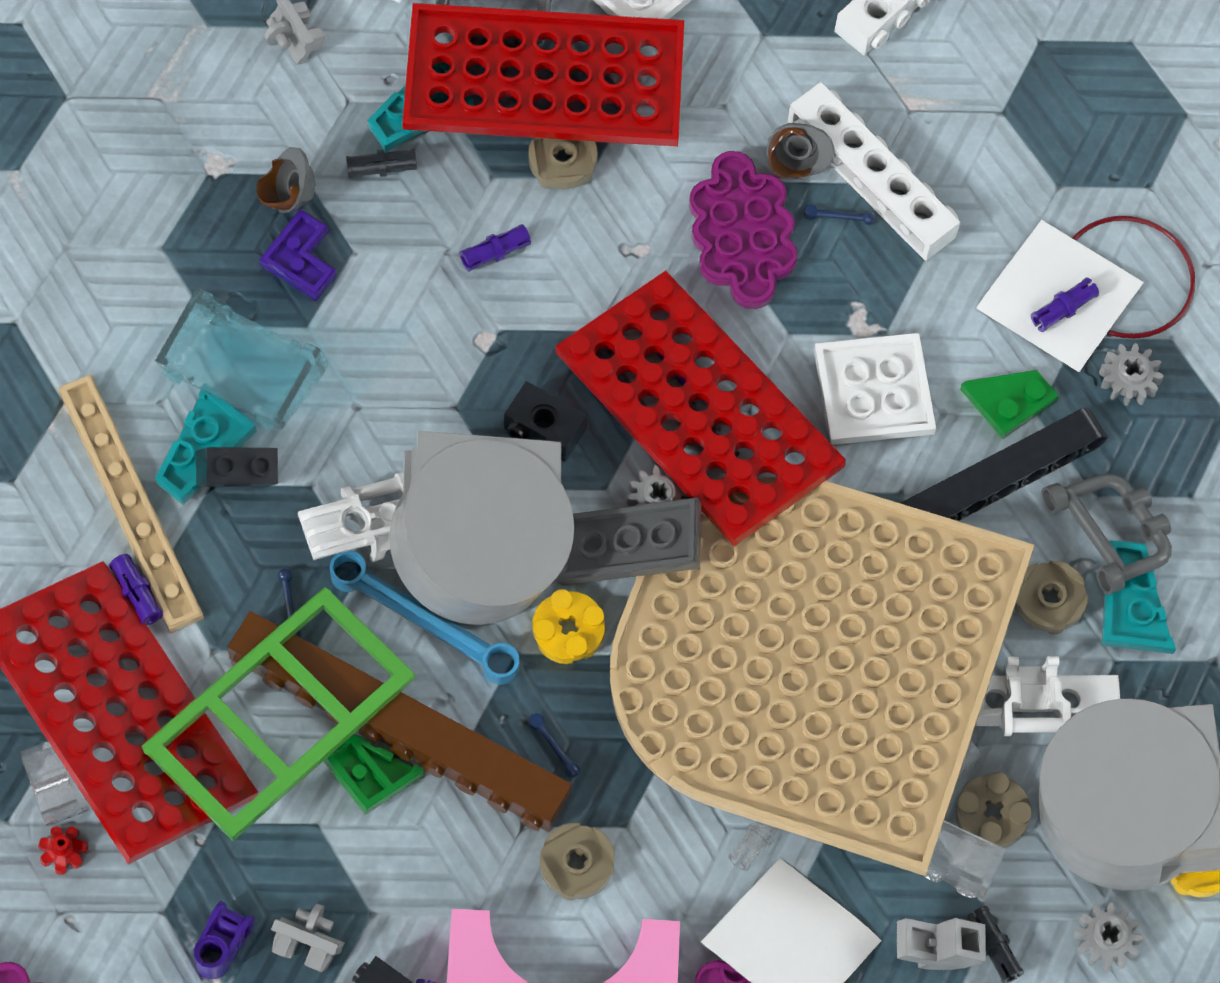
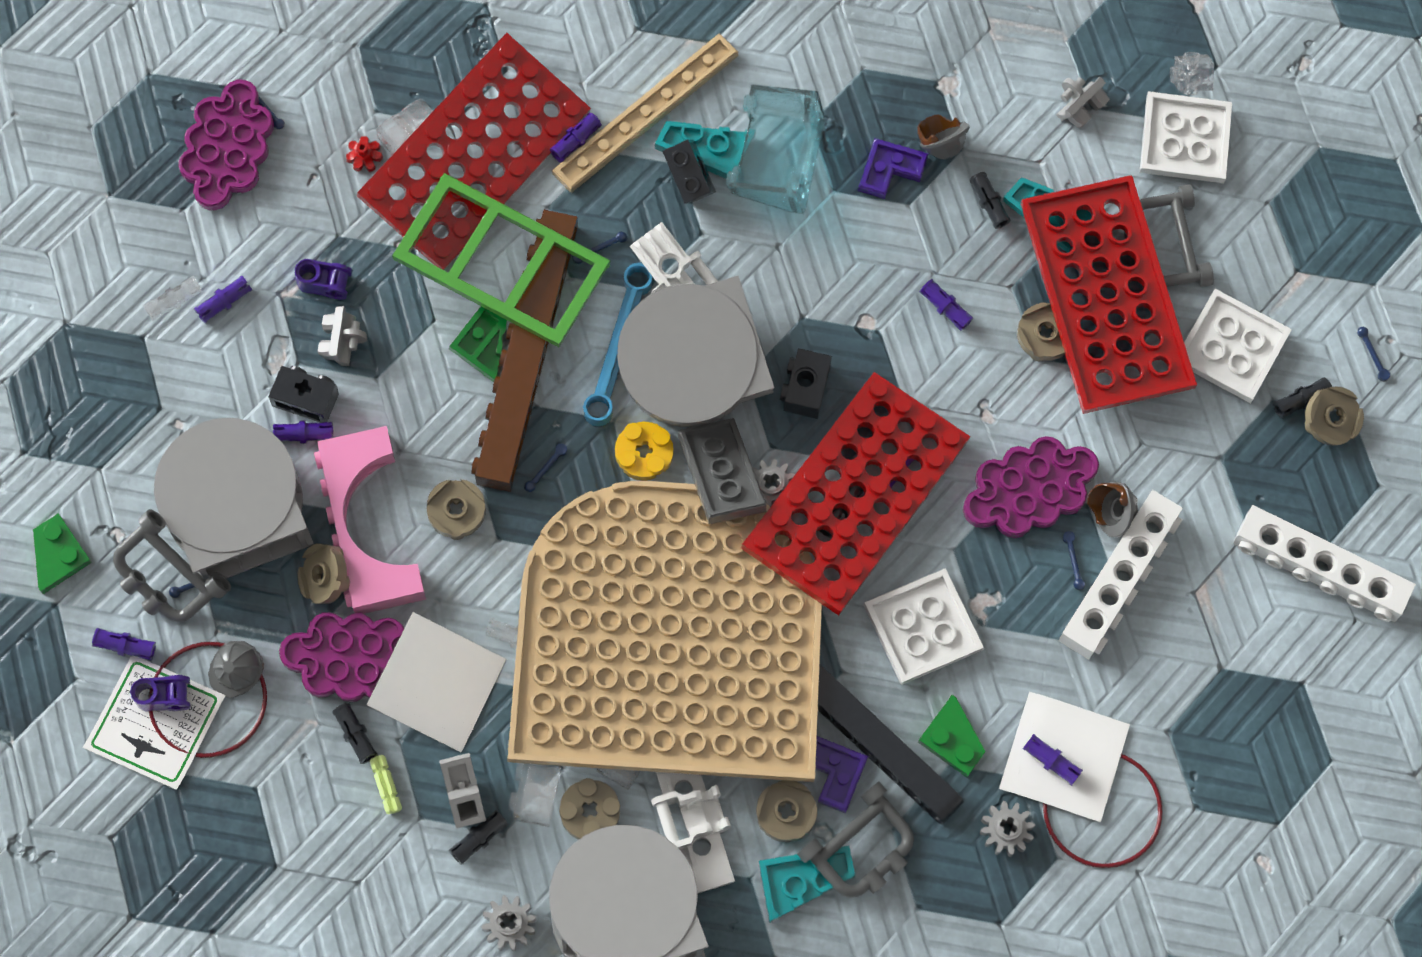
camera: 75 degrees right, 5 degrees up
(1023, 523) = (843, 771): none -> dark purple tile

